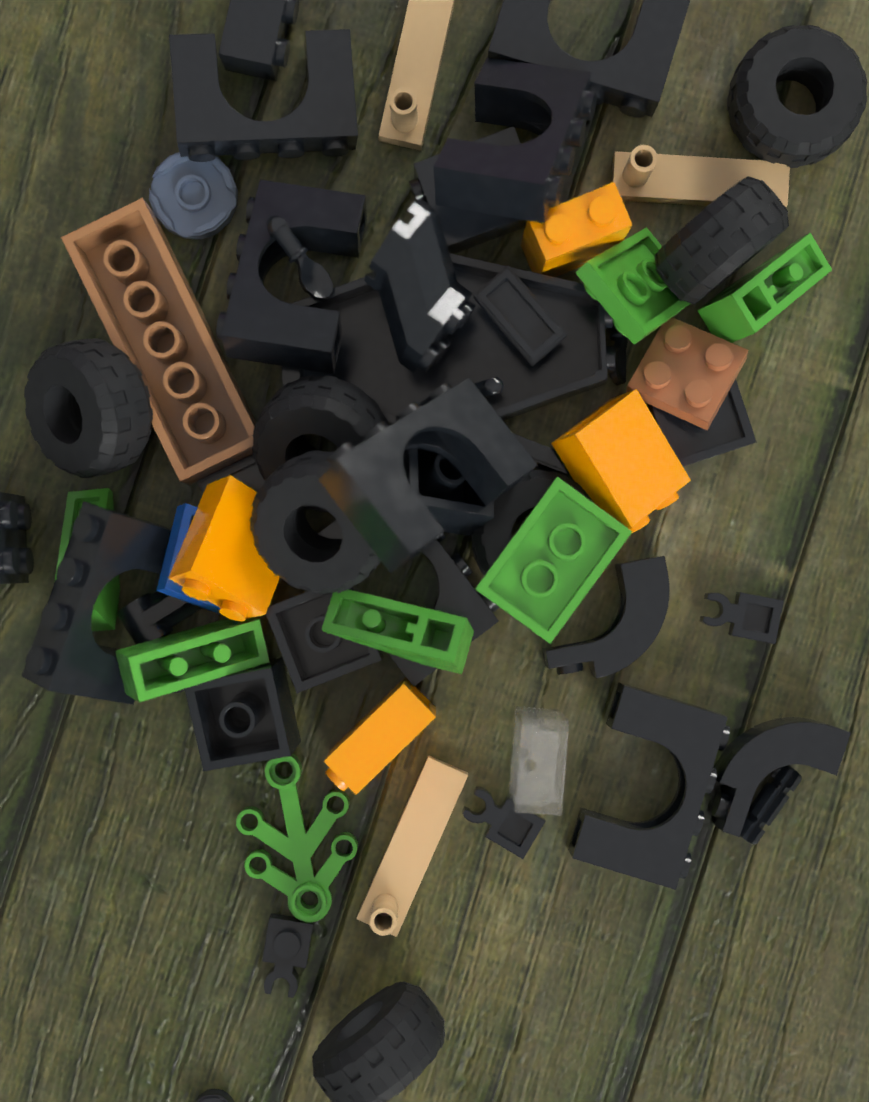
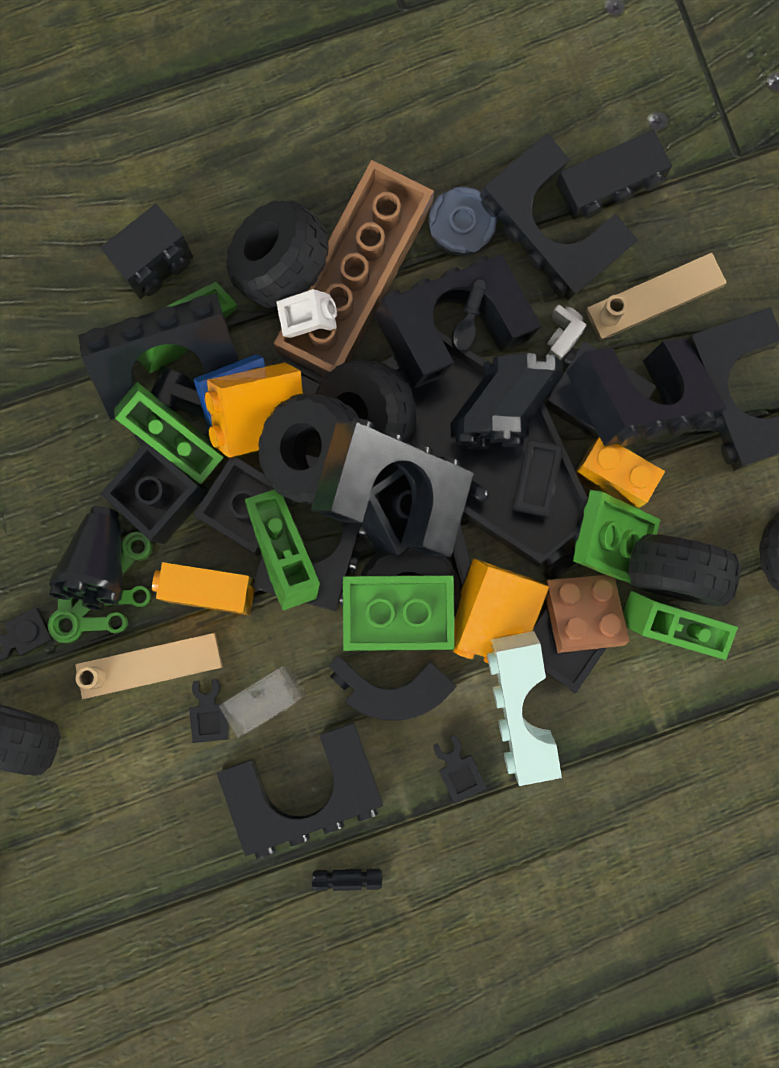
camera: 50 degrees right, 5 degrees down
(174, 424) = (306, 313): none -> white bracket
(267, 829) = (92, 562): none -> black cone
(393, 186) = (562, 340): none -> white bracket
(689, 179) = (713, 525): tan piece -> none
(698, 481) = (519, 668): none -> light aqua arch
(764, 750) = (381, 849): black arch -> none

